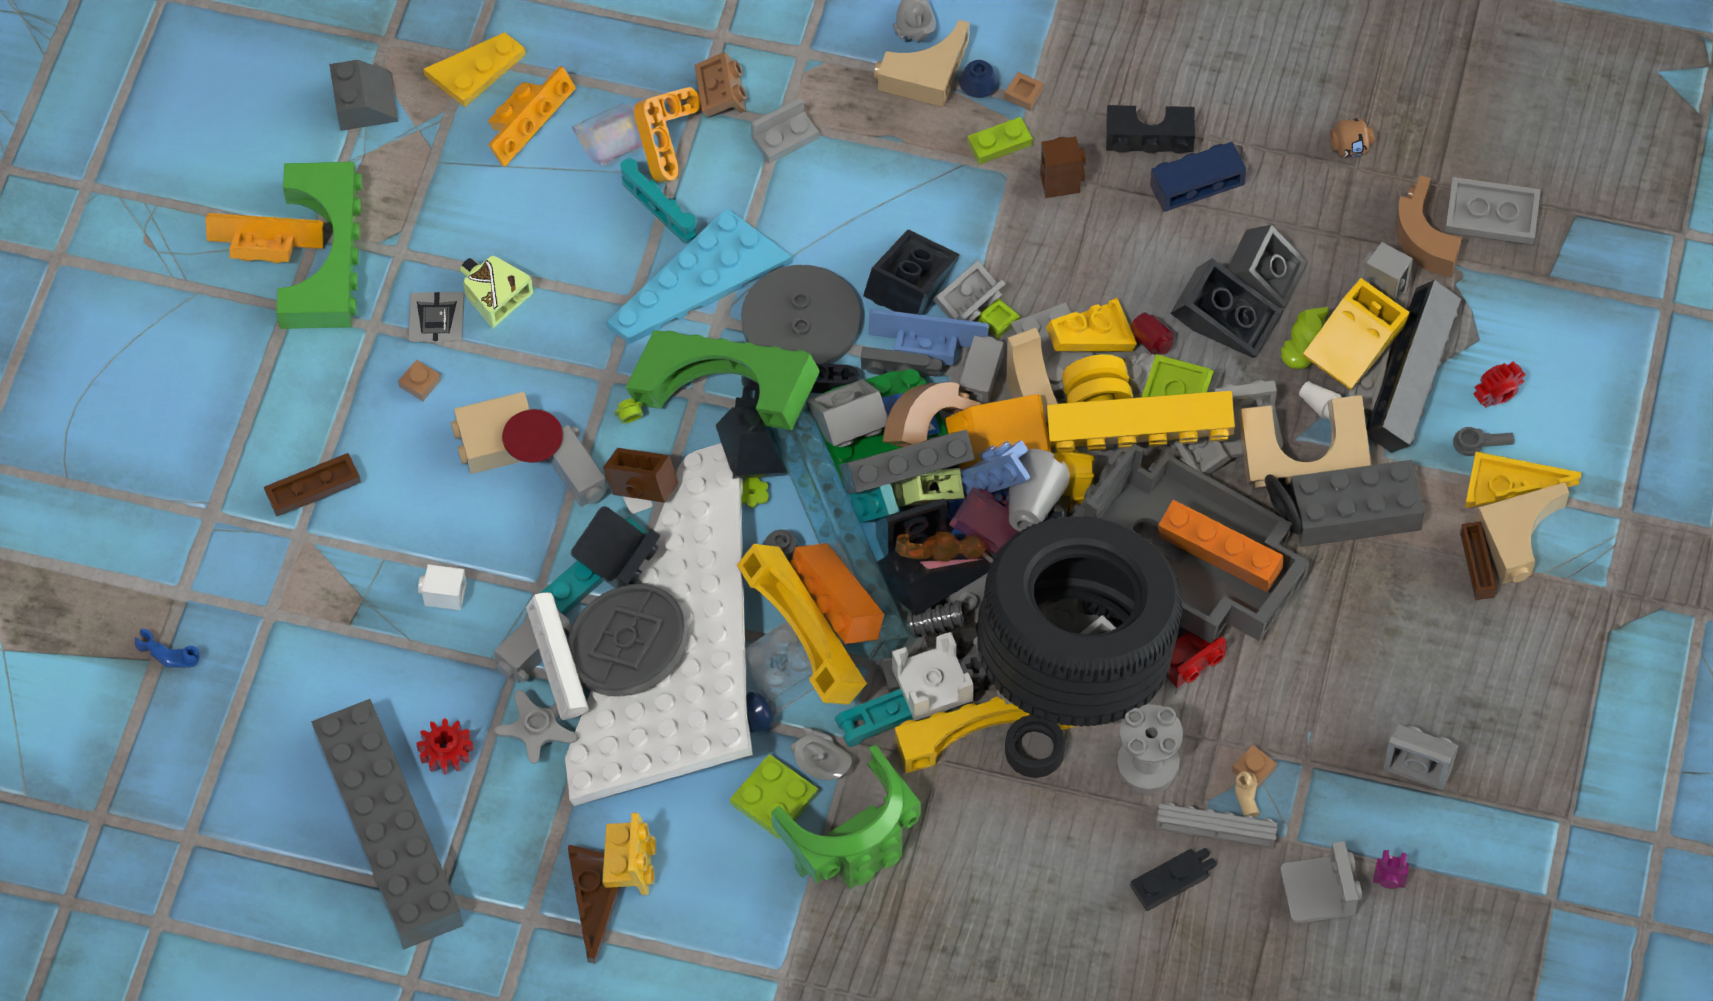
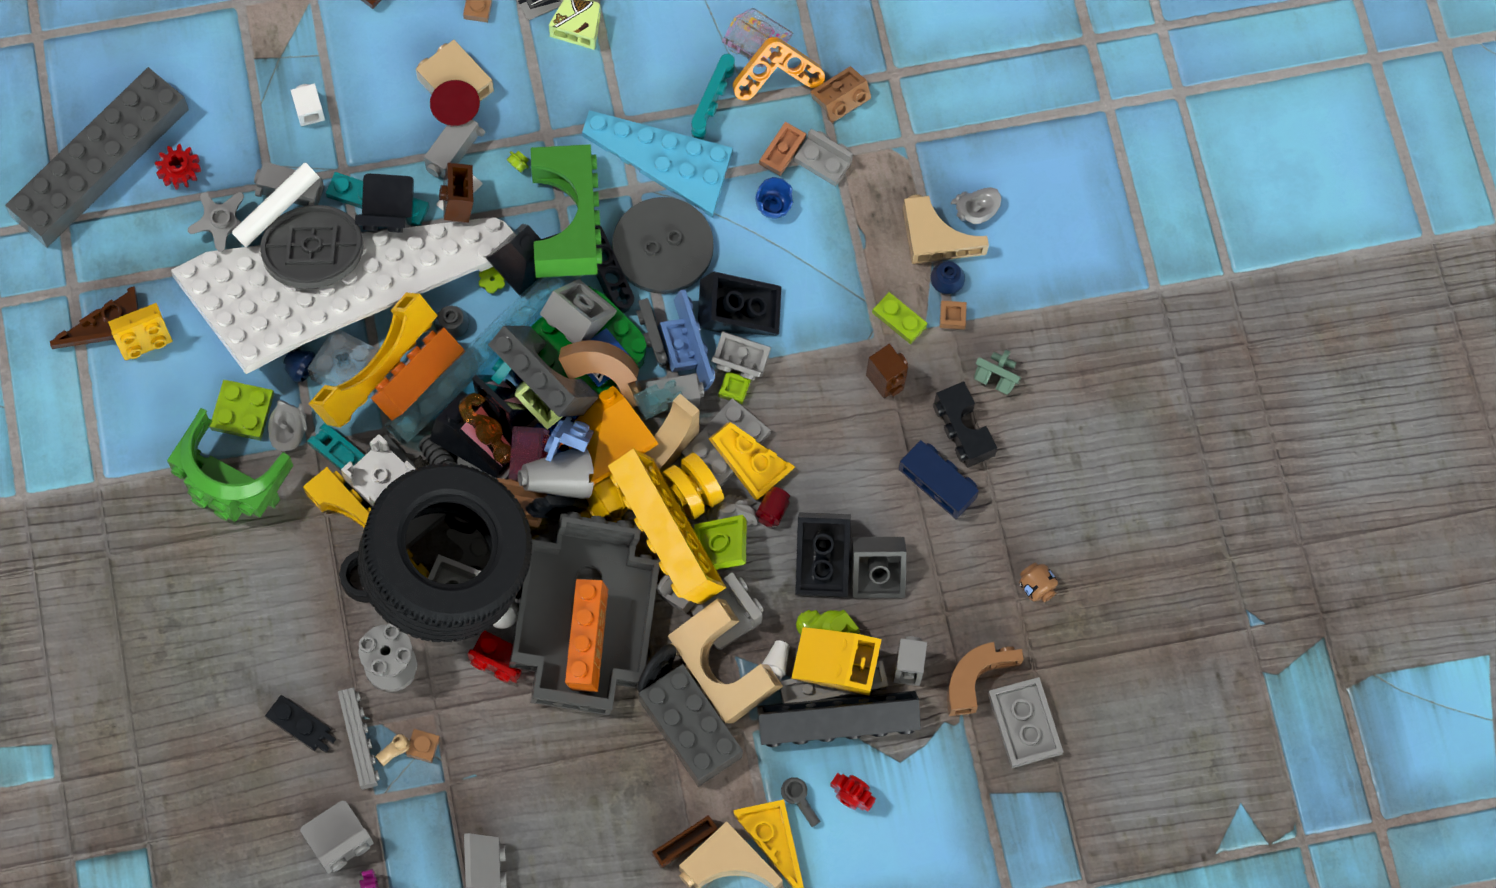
camera: 60 degrees right, 10 degrees up
(753, 163) = (782, 149): none -> nougat plate
(807, 192) = (774, 197): none -> blue hair
(988, 379) = (654, 401): none -> clear light blue plate
(1099, 86) = (1007, 378): none -> sand green hips

